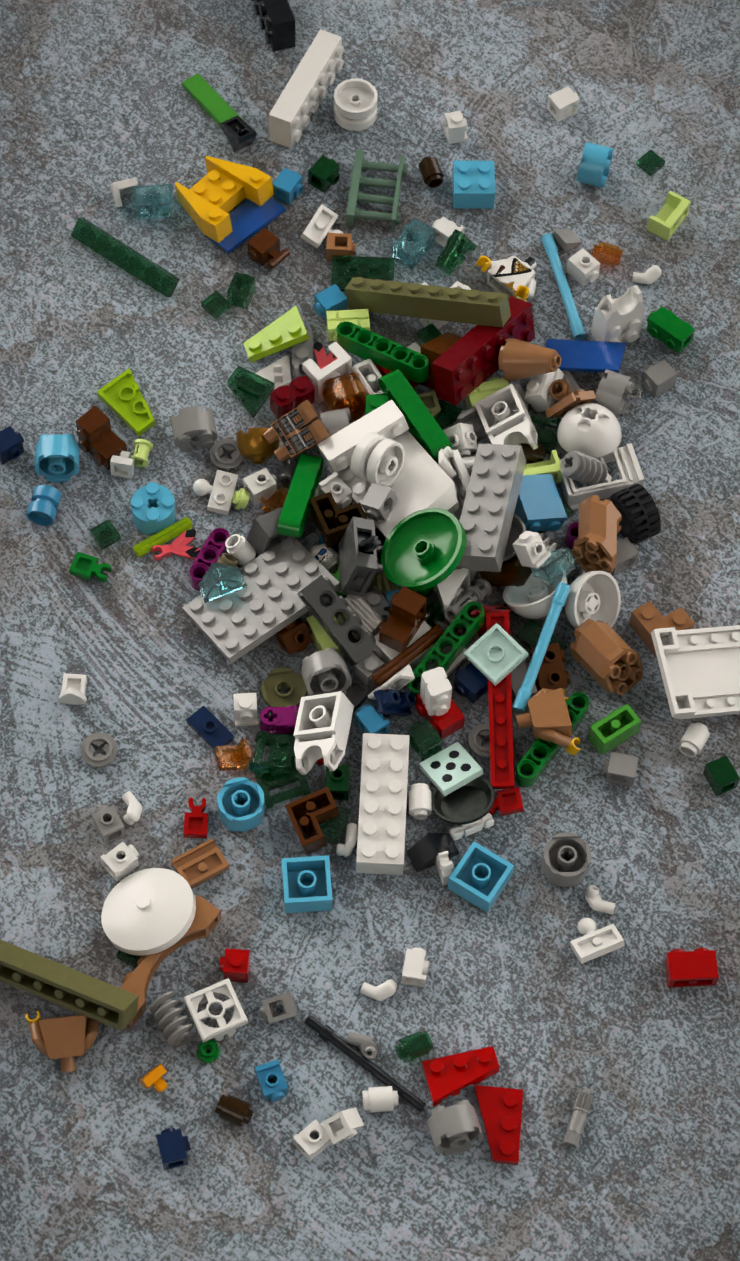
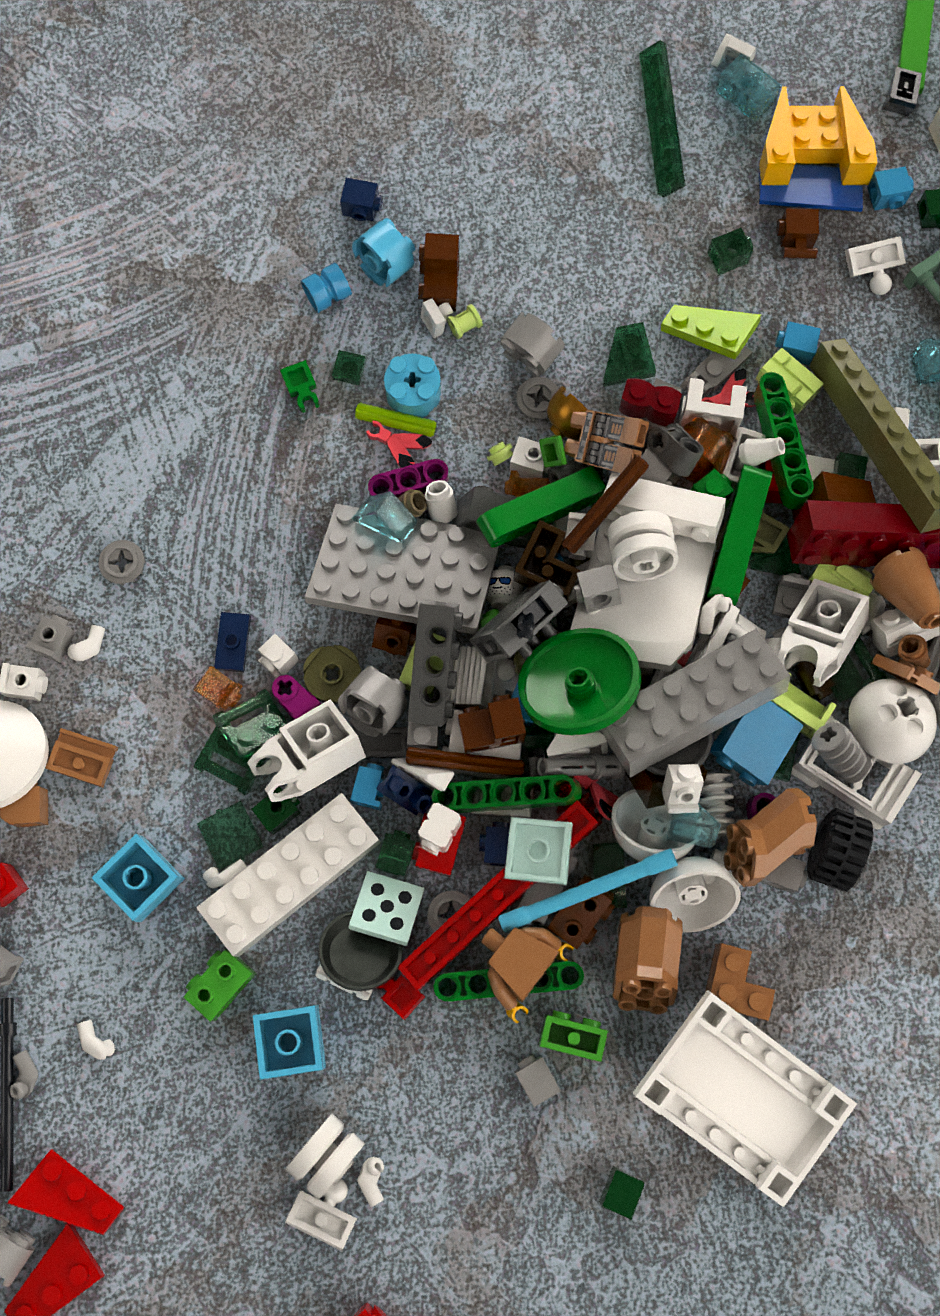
camera: 50 degrees right, 15 degrees up
(73, 689) = (166, 484): white tile -> none
(126, 401) = (508, 260): lime wing -> none
(196, 822) = (121, 716): red plate -> none
(215, 304) = (693, 243): clear green tile -> none
(221, 491) = (492, 428): white plate -> none
(243, 816) = (174, 726): medium azure brick -> none
(272, 465) = (552, 451): none -> bright green slope
(277, 372) = (673, 364): white piece -> none
(308, 814) = (204, 818): reddish brown brick -> none
(335, 459) = (605, 504): none -> reddish brown axle
(339, 245) = (870, 295): medium nougat brick -> none
(340, 402) = (675, 448): none -> dark grey piece
(347, 267) = (866, 337): clear green wing -> none
(378, 365) = (758, 451): none -> white cone
(412, 892) = (218, 985): none -> bright green brick
(414, 1046) = (58, 1128): clear green brick -> none
(415, 968) = (142, 1057): white brick -> none
(420, 801) = (324, 908): white brick -> none
(424, 852) = (285, 966): black slope -> none
(444, 867) = (272, 996): white plate -> none
(462, 438) = (761, 601): white brick -> none
(564, 905) = (326, 1157): none -> white wheel
(578, 857) = (382, 1131): light grey brick -> none
(694, 739) = (638, 1128): white brick -> none

